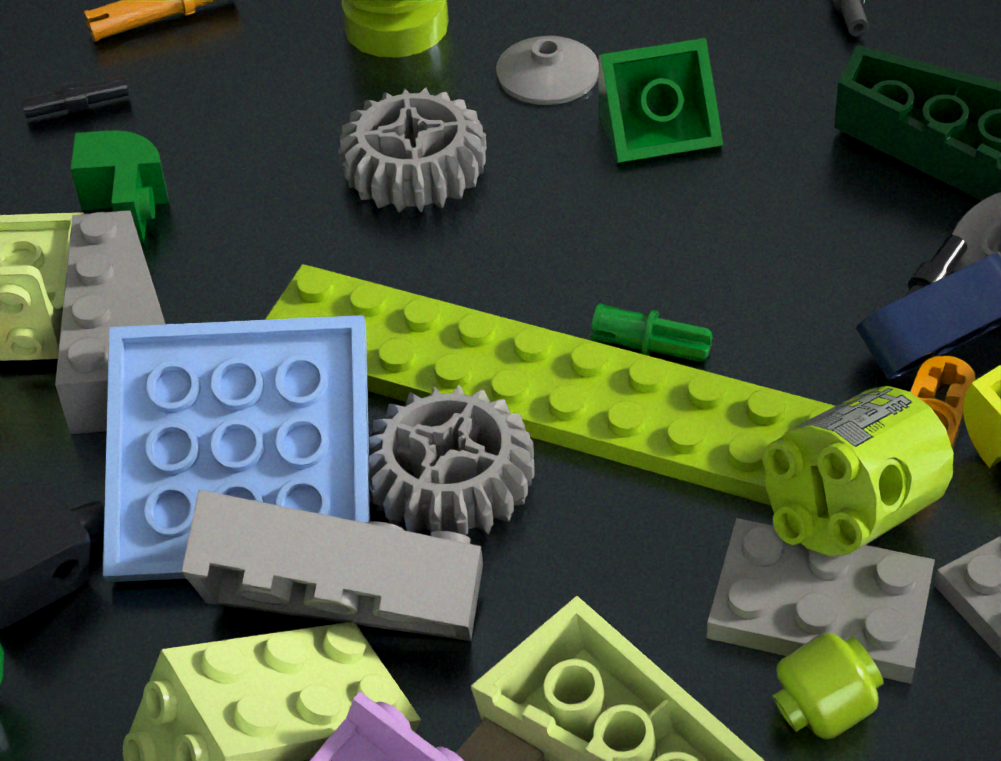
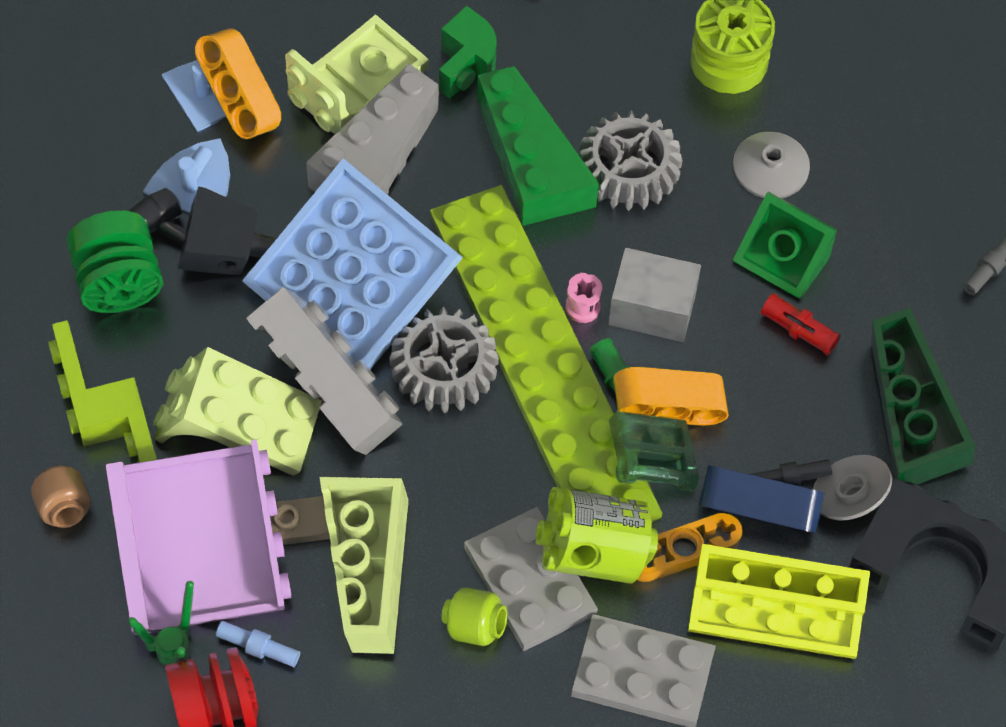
camera: 40 degrees right, 15 degrees up
(297, 206) = (534, 154): none -> green wedge
(523, 286) = (584, 298): none -> bright pink bush
(595, 230) = (654, 294): none -> flat silver piece
(733, 298) = (672, 394): none -> light orange beam
(758, 157) = (822, 338): none -> red pin
(771, 357) = (653, 439): none -> clear green plate

